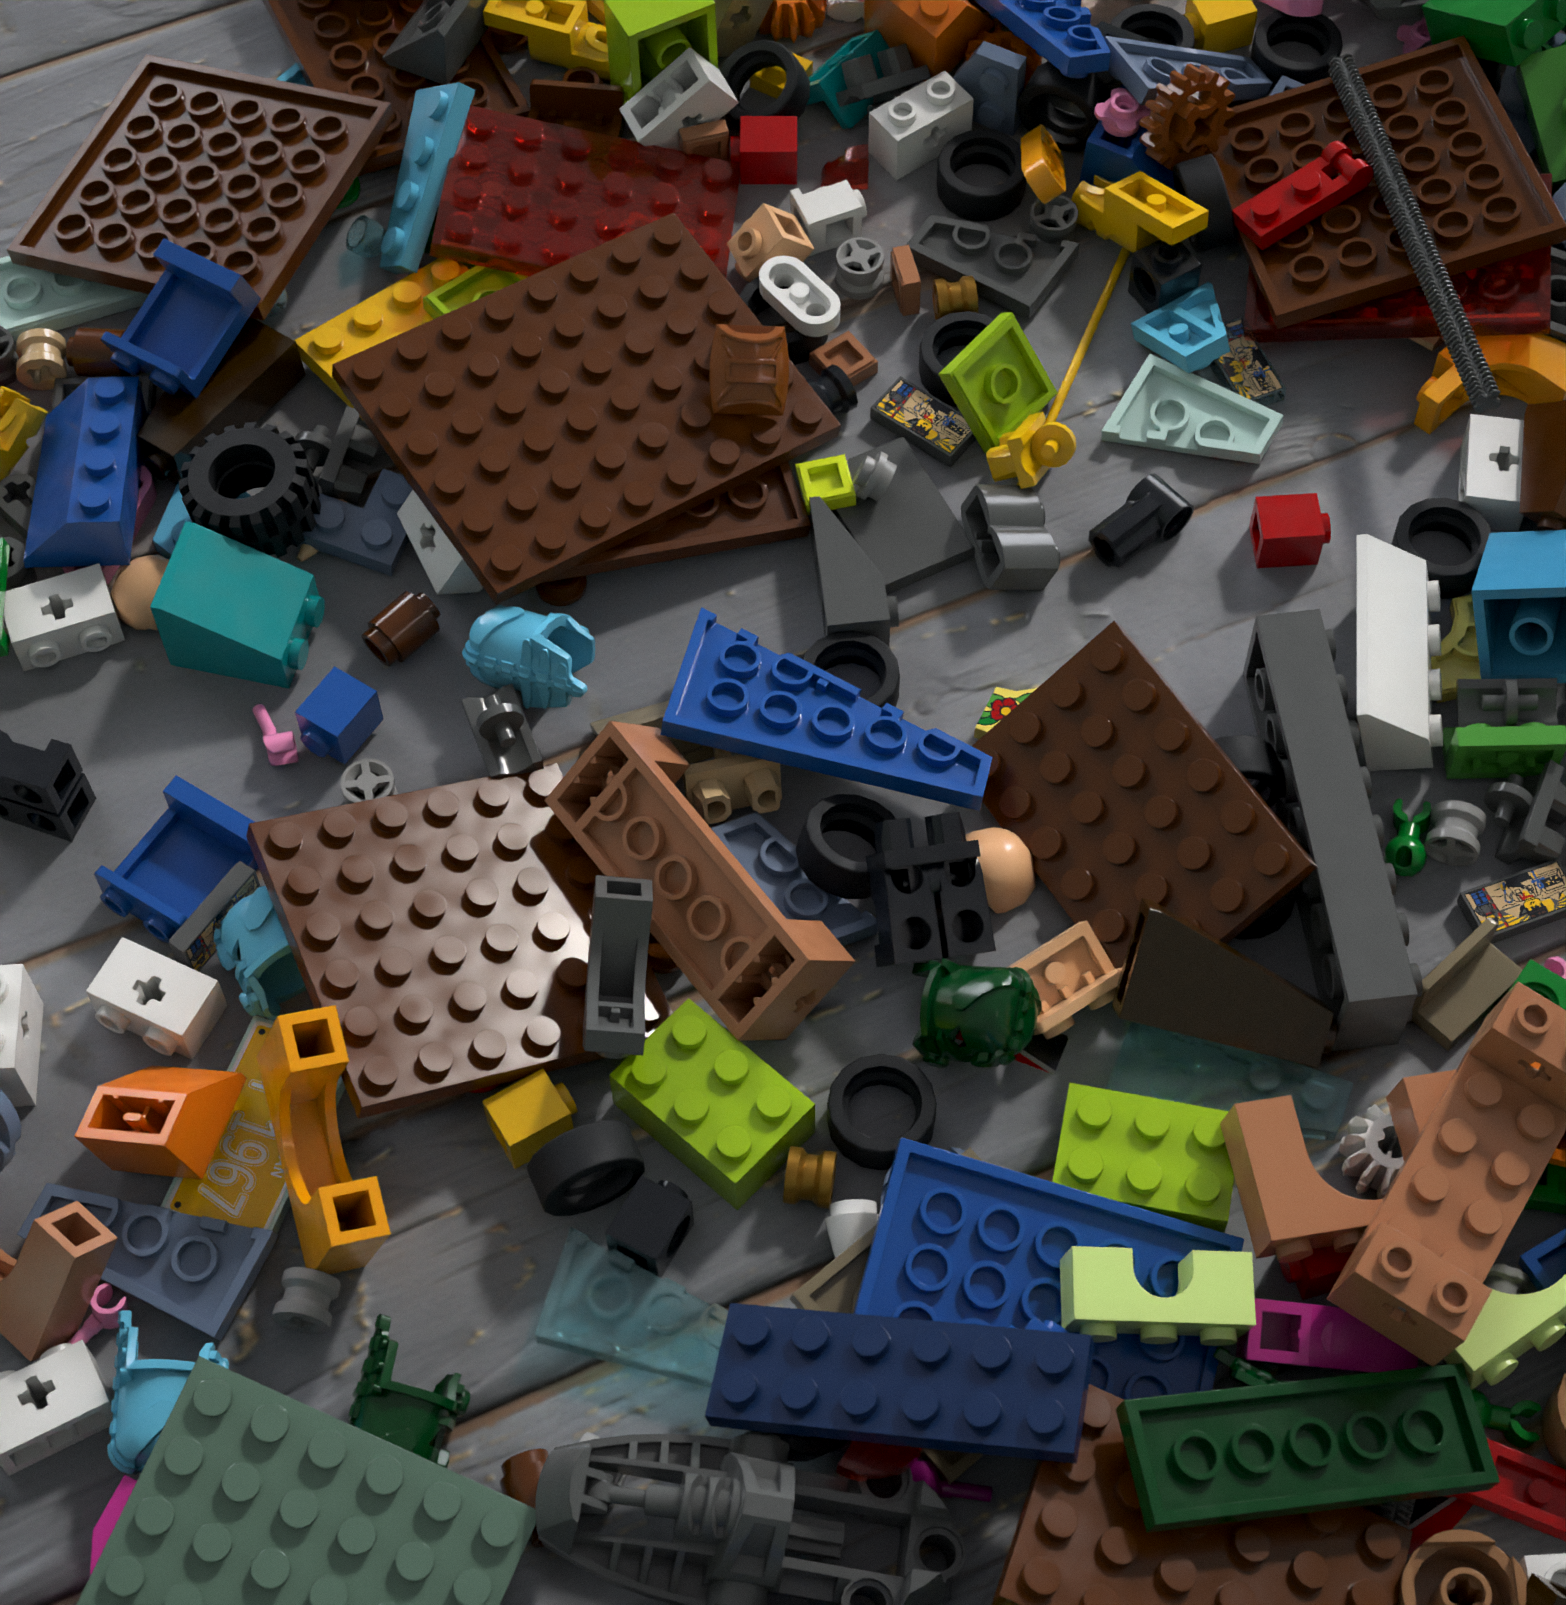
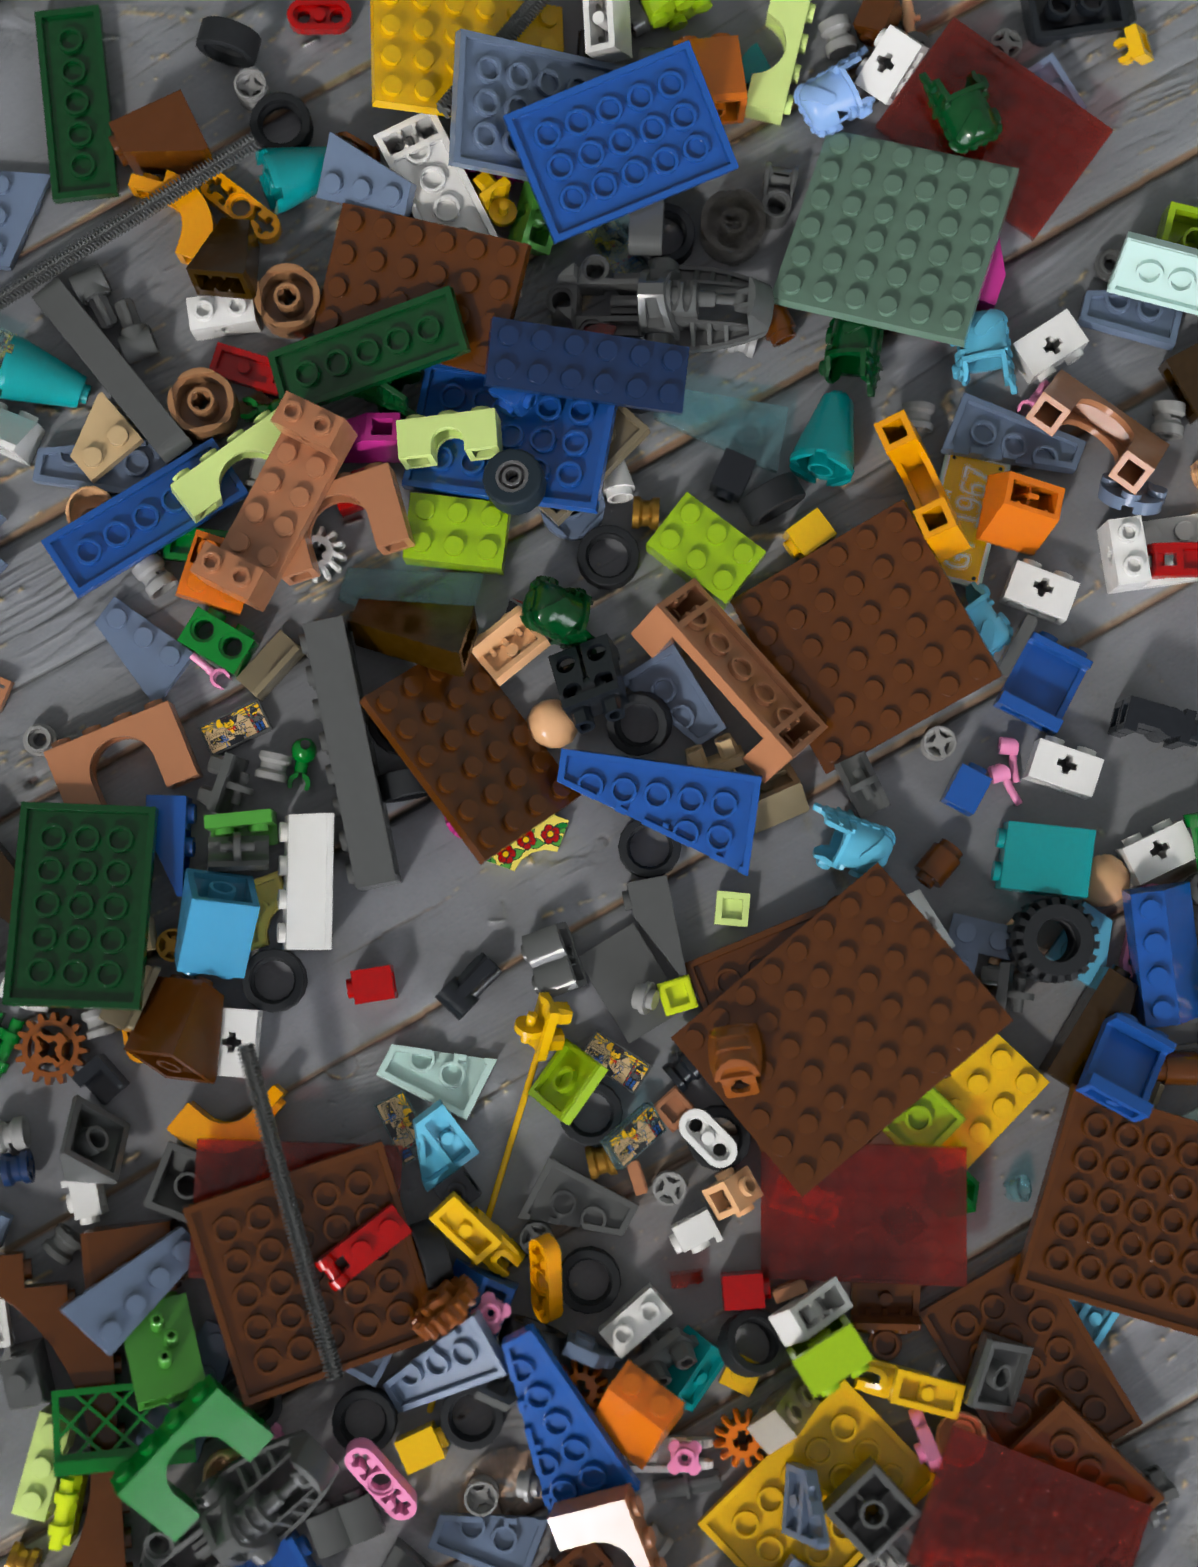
camera: 175 degrees right, 25 degrees up
(178, 739) = (1043, 767): none -> white brick
(258, 782) = (1010, 747): none -> bright pink hand
(430, 143) = (982, 1243): medium azure wing -> none
(472, 1267) = (827, 442): none -> teal cone
(617, 967) = (768, 601): dark grey arch -> none
(730, 592) = (732, 908): none -> yellowish green plate
(906, 317) = (633, 1135): none -> tile
(1027, 1207) = (523, 490): none -> black wheel

